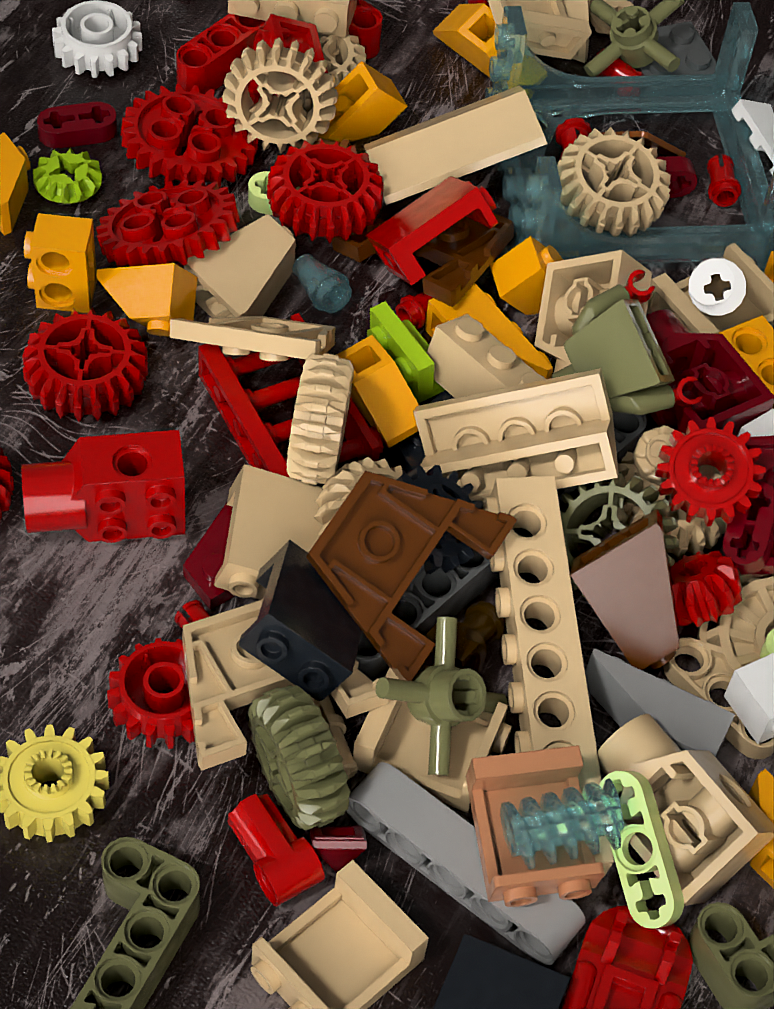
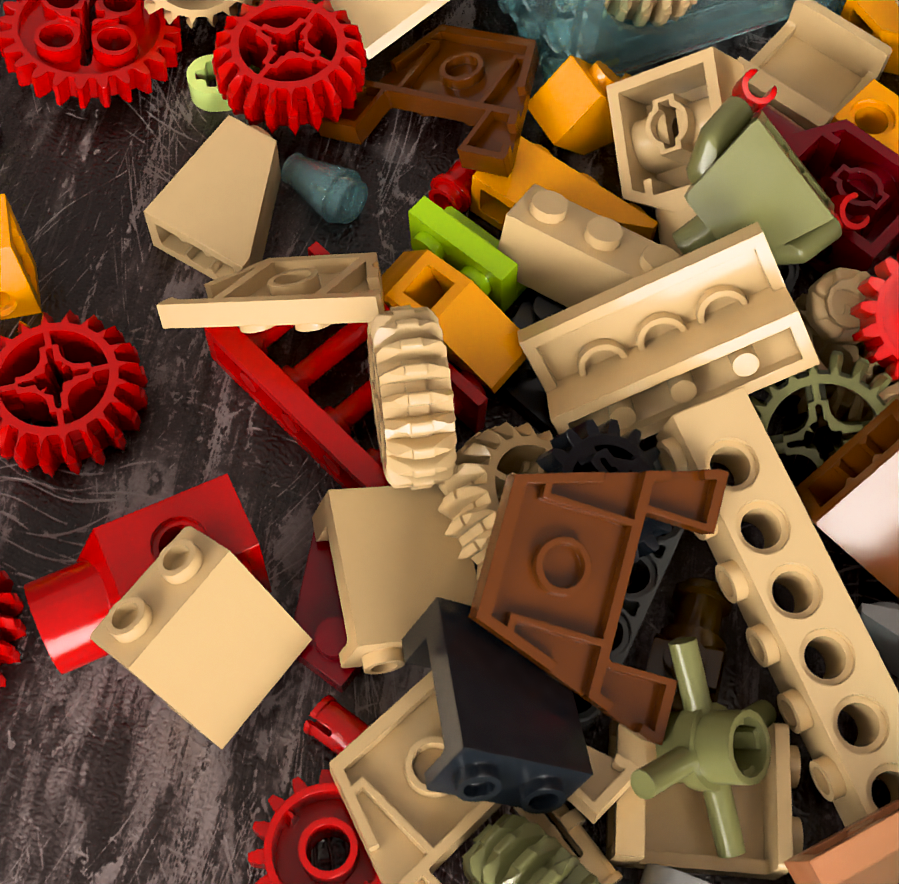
camera: 15 degrees left, 10 degrees up
(129, 528) = (202, 635): none -> tan panel
(152, 294) = (117, 270): light orange slope -> none
(168, 224) = (105, 166): red gear -> none
(426, 219) = (436, 72): red panel -> none
(732, 295) = (814, 56): white piece -> none

